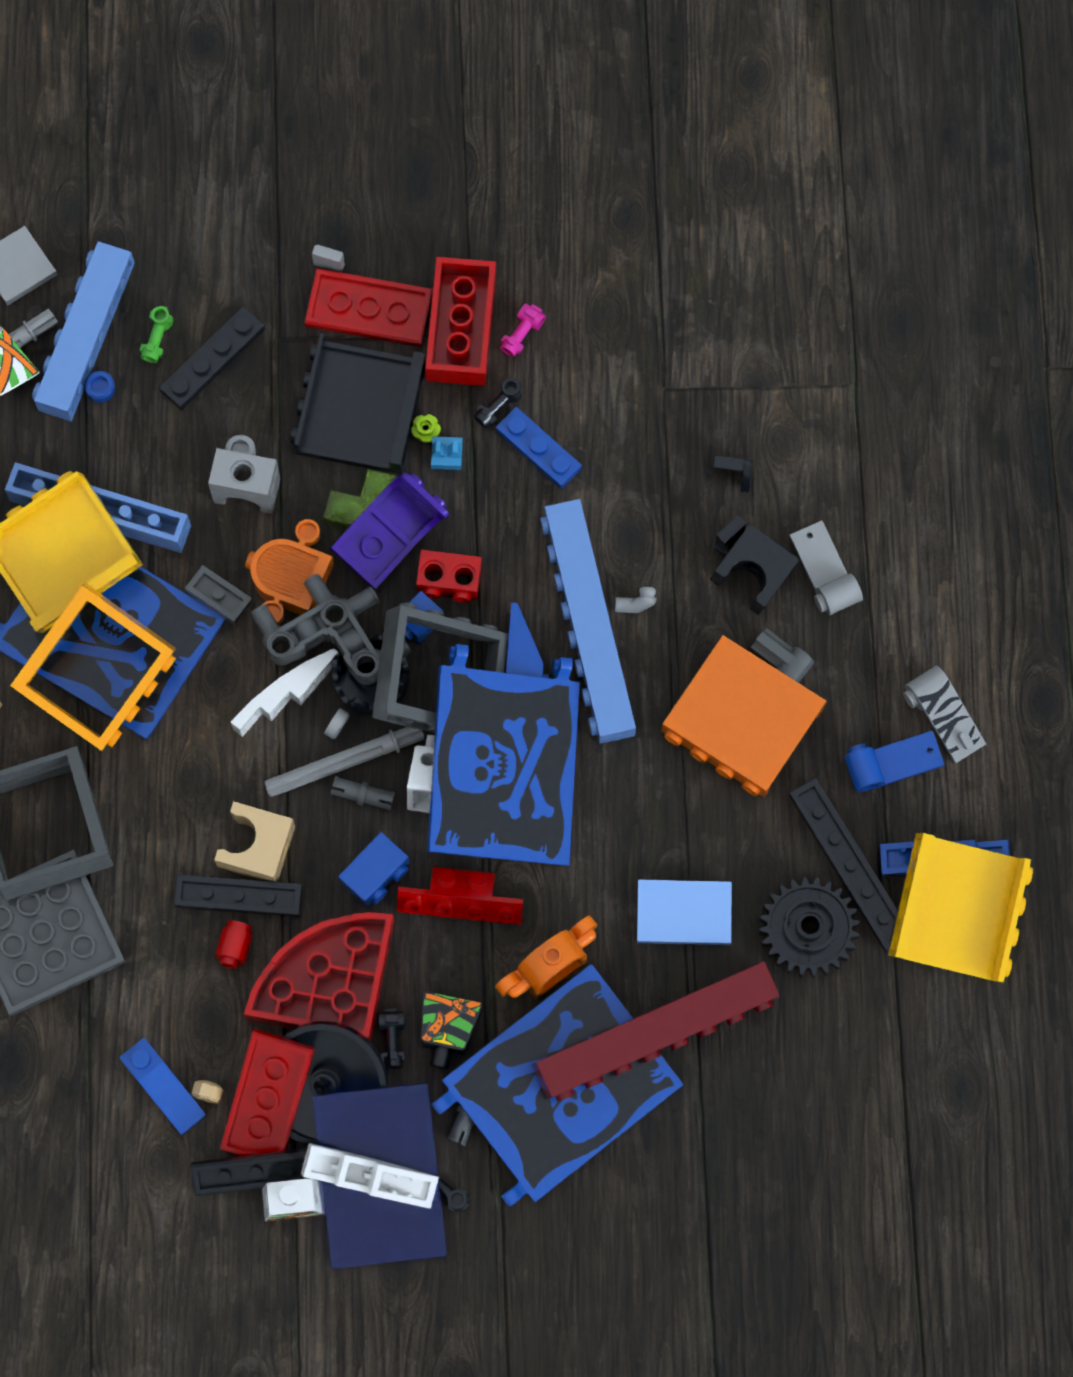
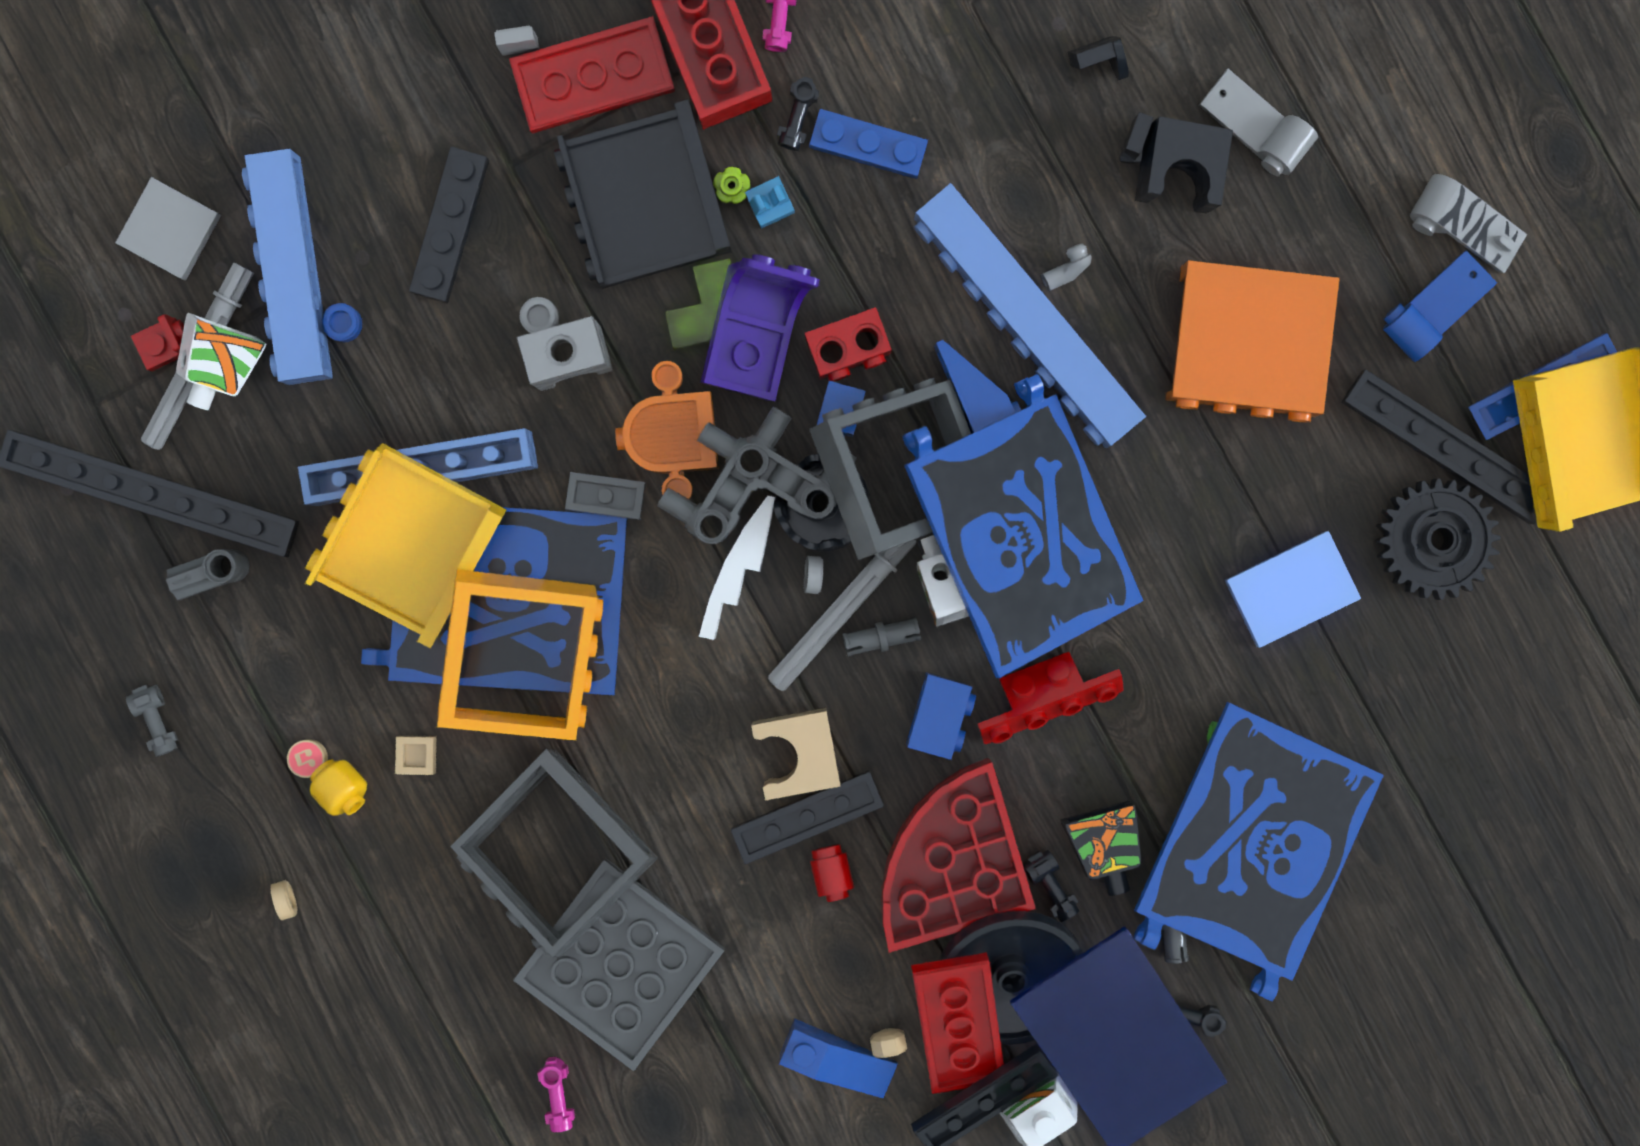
camera: 20 degrees left, 15 degrees up
(162, 322) = (370, 211): bright green bar -> none
(369, 1175) = (1121, 1050): white slope -> none
(550, 962) = (1187, 724): orange piece -> none
(655, 1030) = (1335, 740): dark red brick -> none
(780, 655) = (1260, 250): dark grey piece -> none

